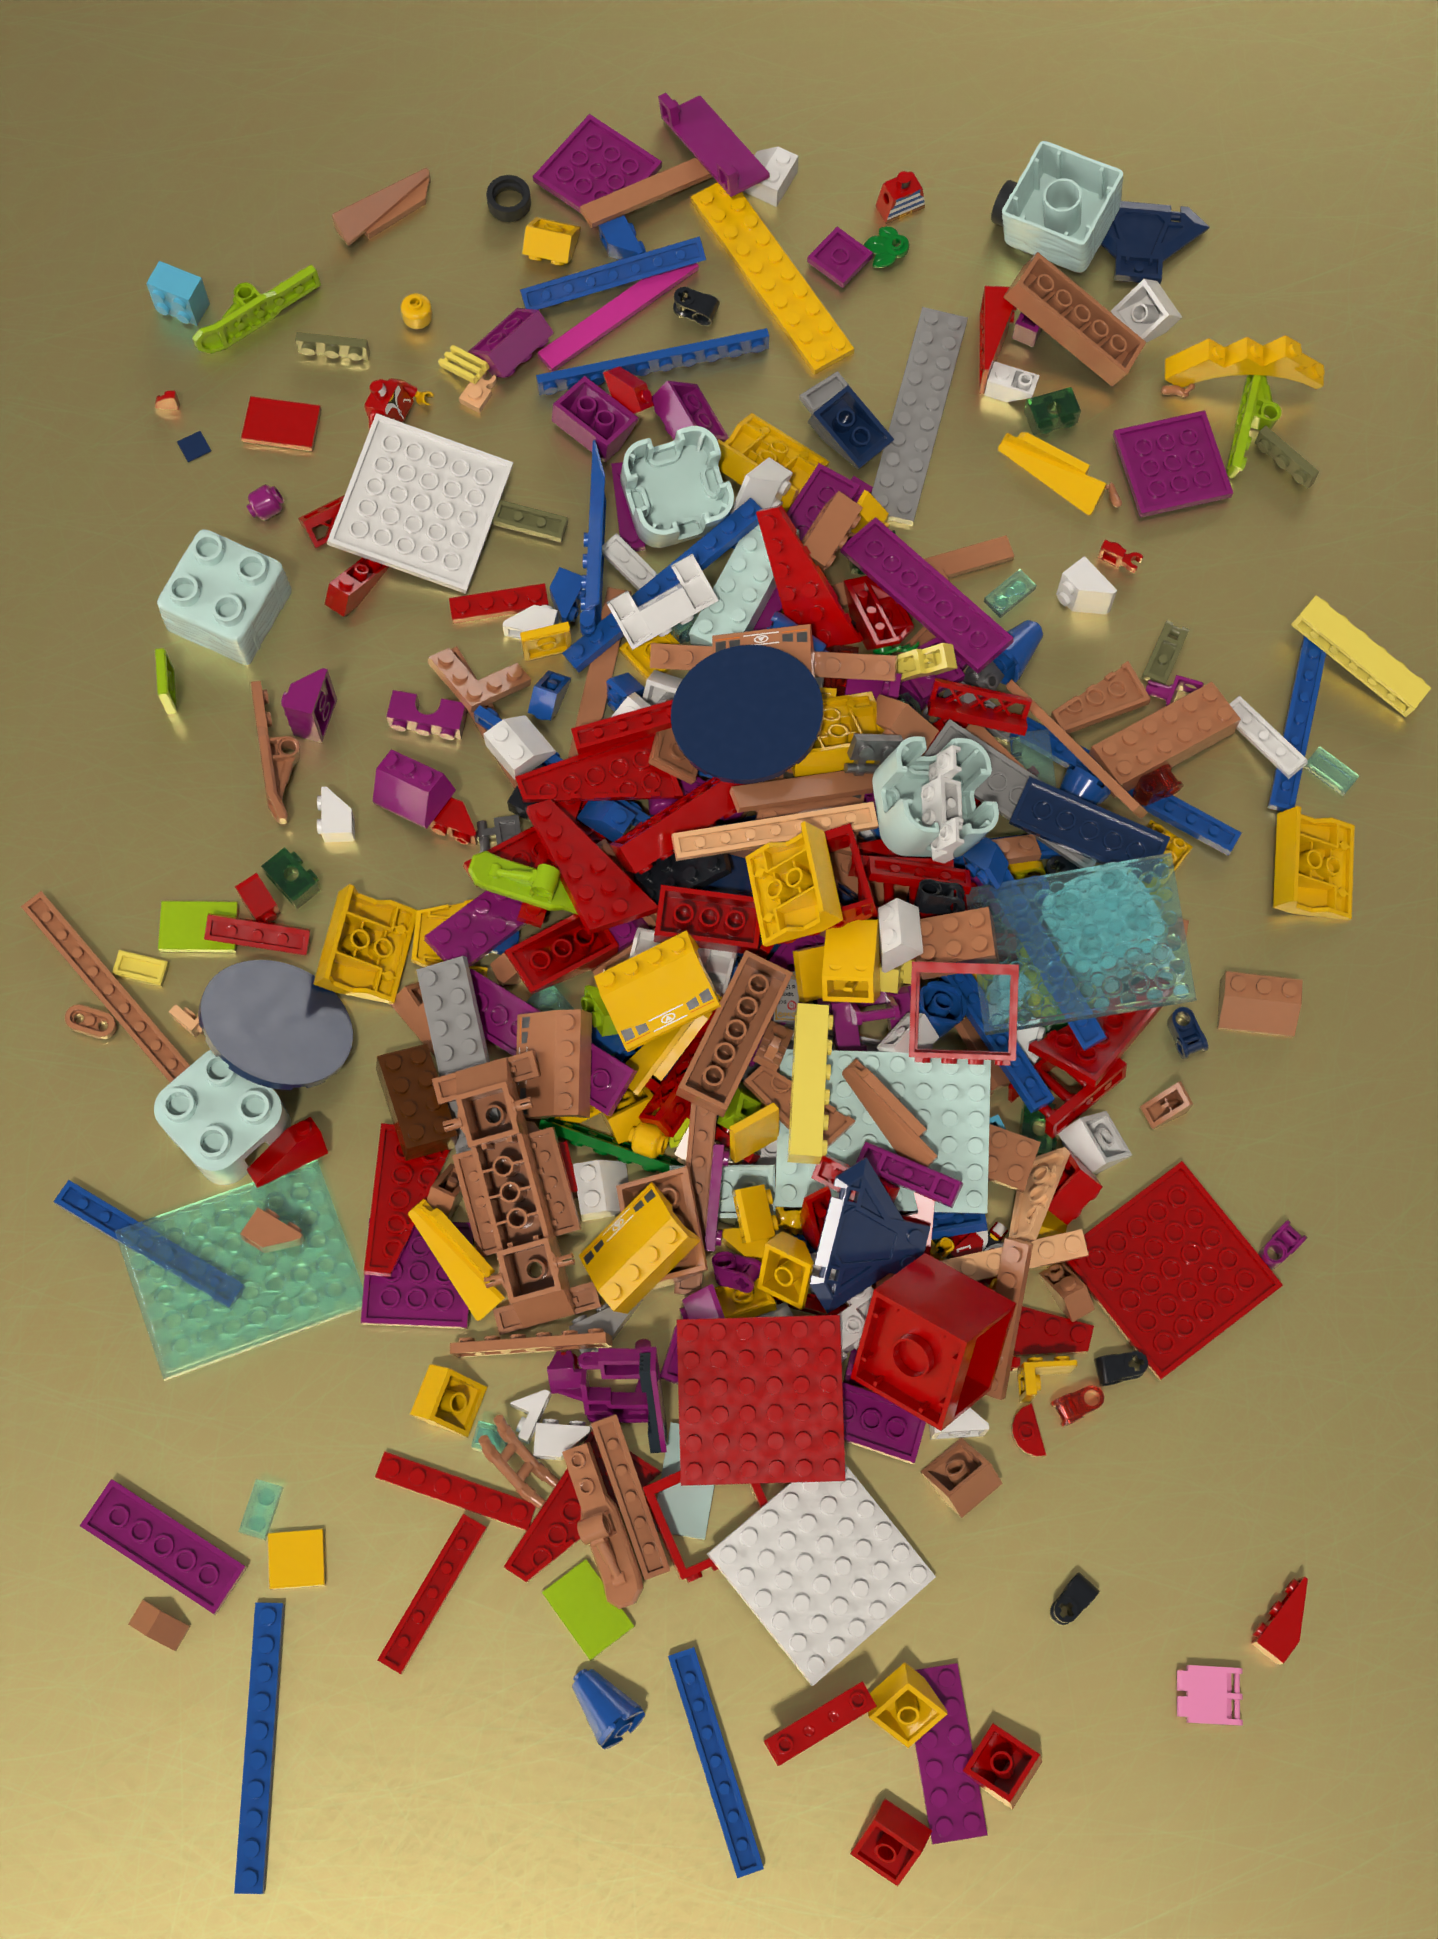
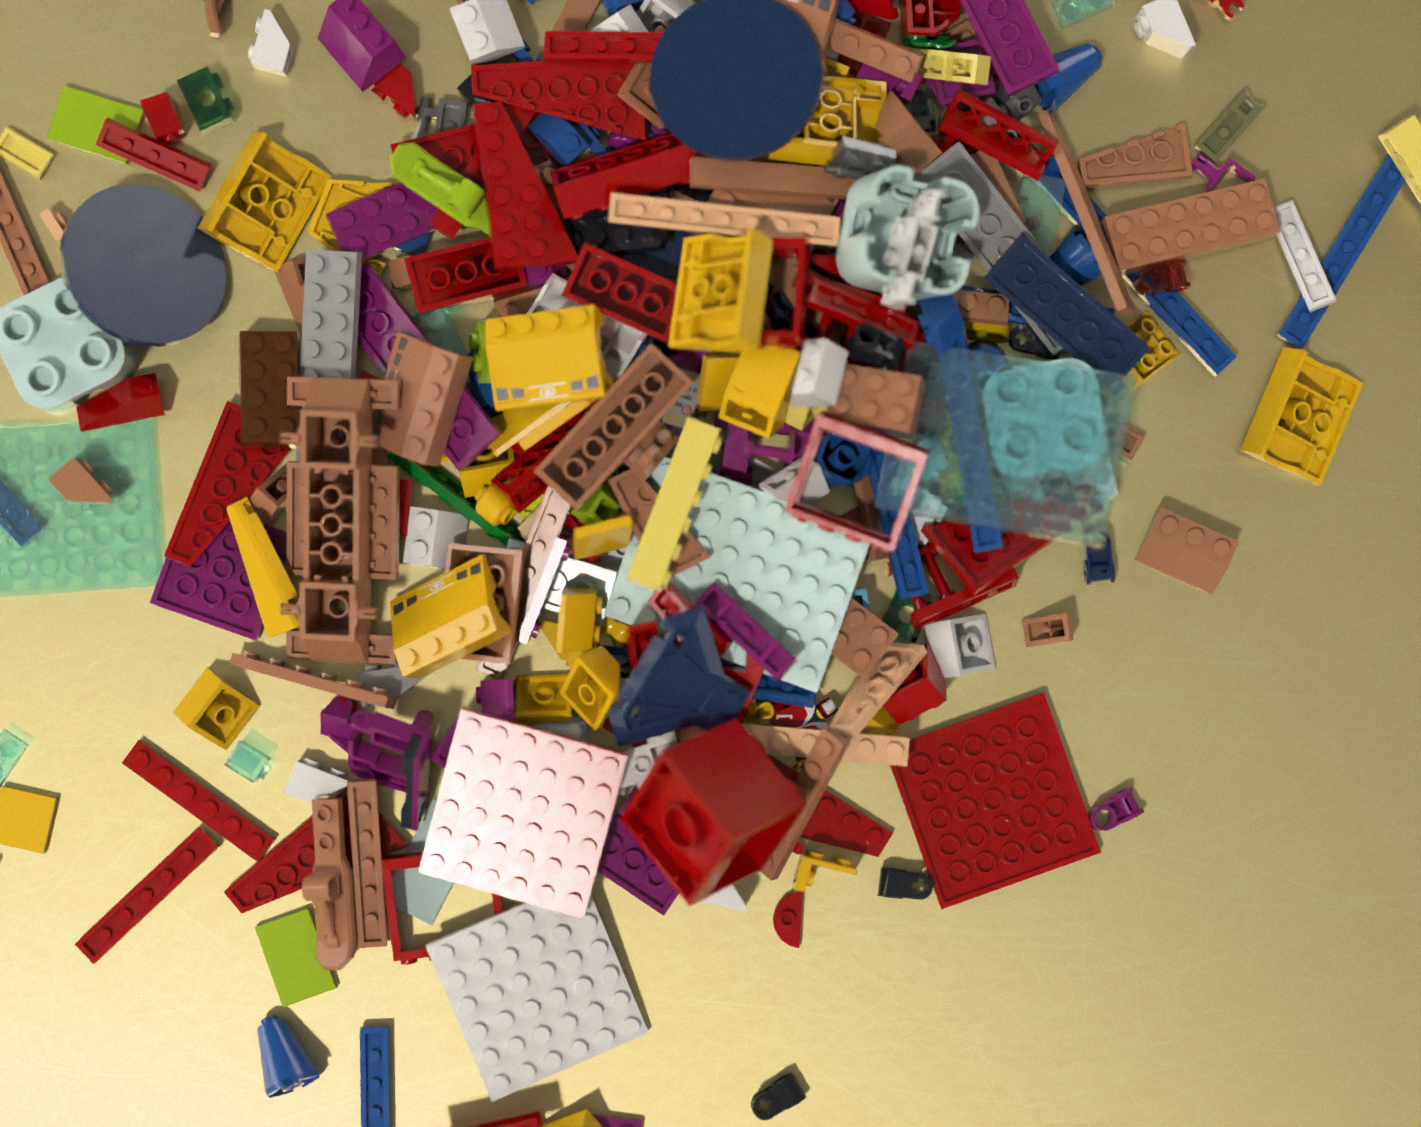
camera: 20 degrees right, 15 degrees up
(530, 1464) = (279, 799): nougat piece -> none
(534, 1406) = (300, 742): white slope -> none
(734, 1271) = (544, 667): magenta piece -> none
(890, 1115) = (748, 562): nougat wedge -> none
(962, 1477) = (706, 944): nougat slope -> none
(1067, 1291) = (878, 792): nougat slope -> none
(1076, 1405) = (846, 908): clear red piece -> none
(1331, 771) = (1361, 315): clear light blue tile -> none

